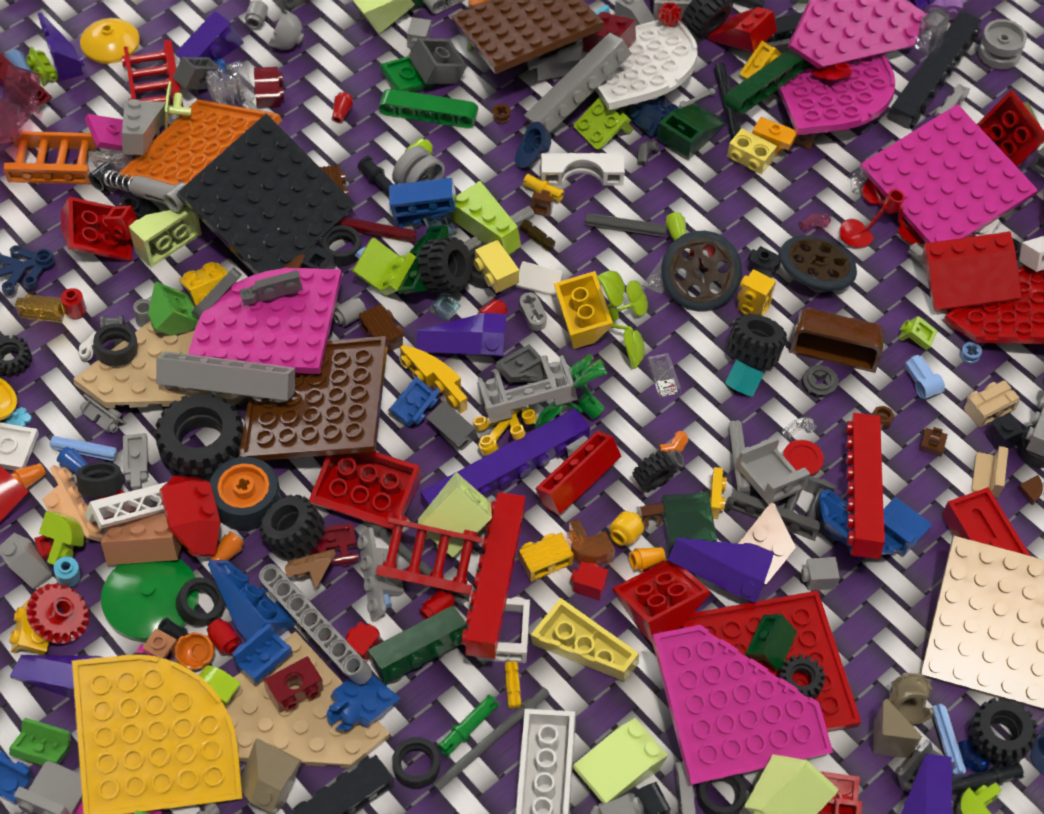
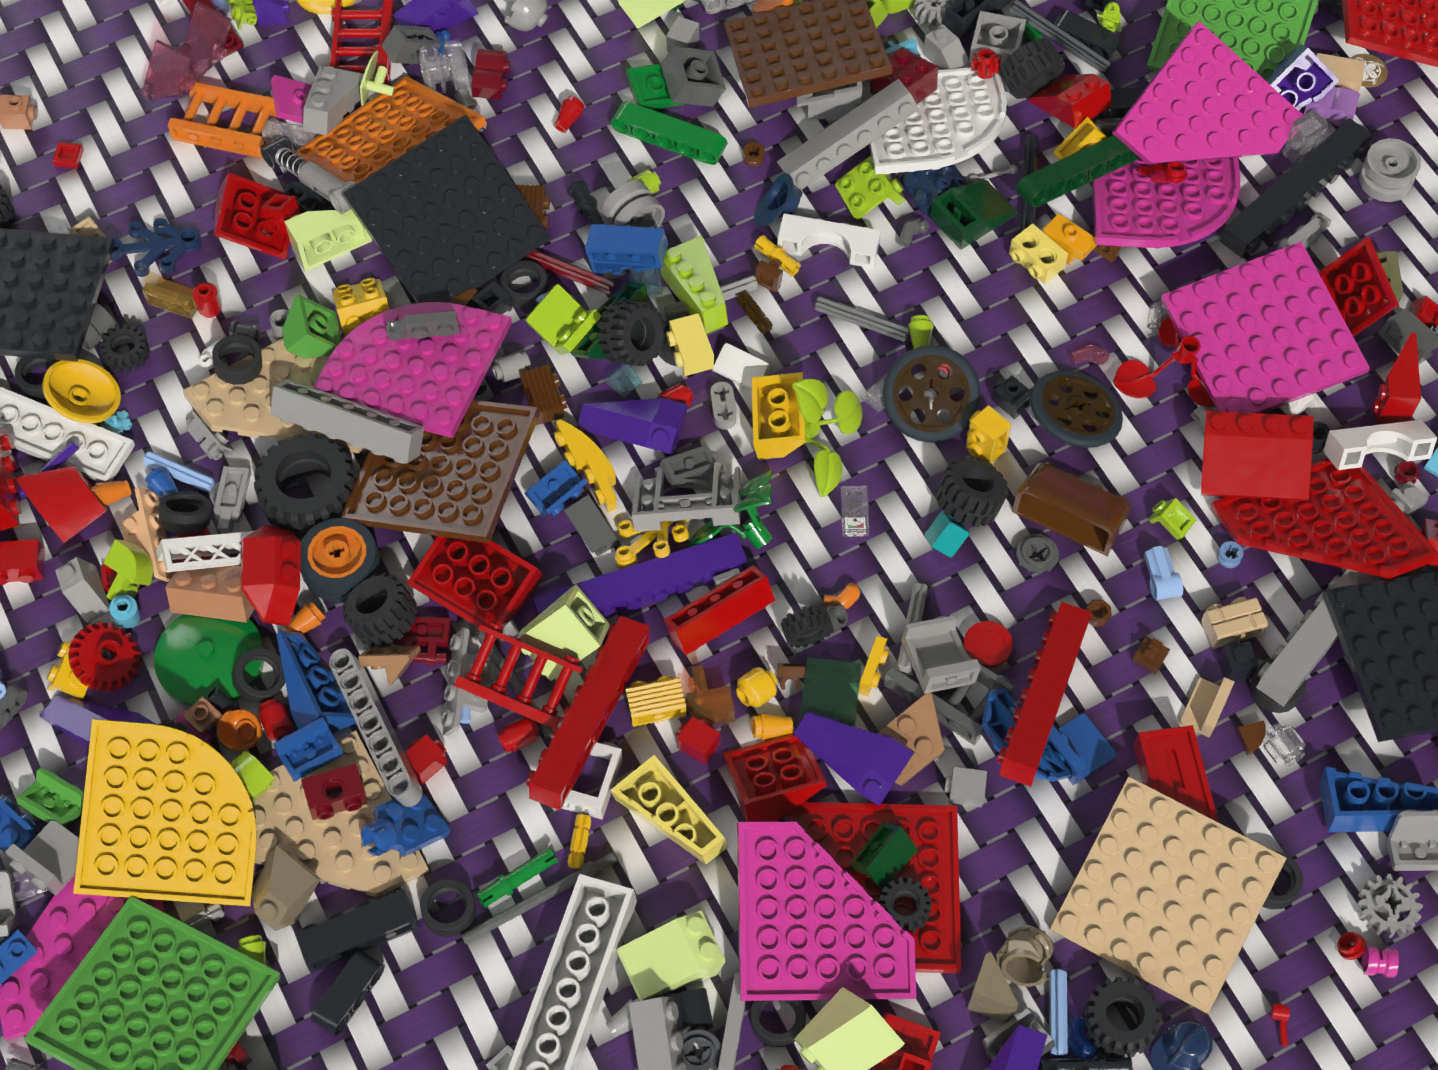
camera: 15 degrees right, 5 degrees up
(227, 281) = (379, 307): dark grey beam -> none
(418, 644) = (483, 774): dark green brick -> none
(797, 424) = (995, 602): clear arm -> none

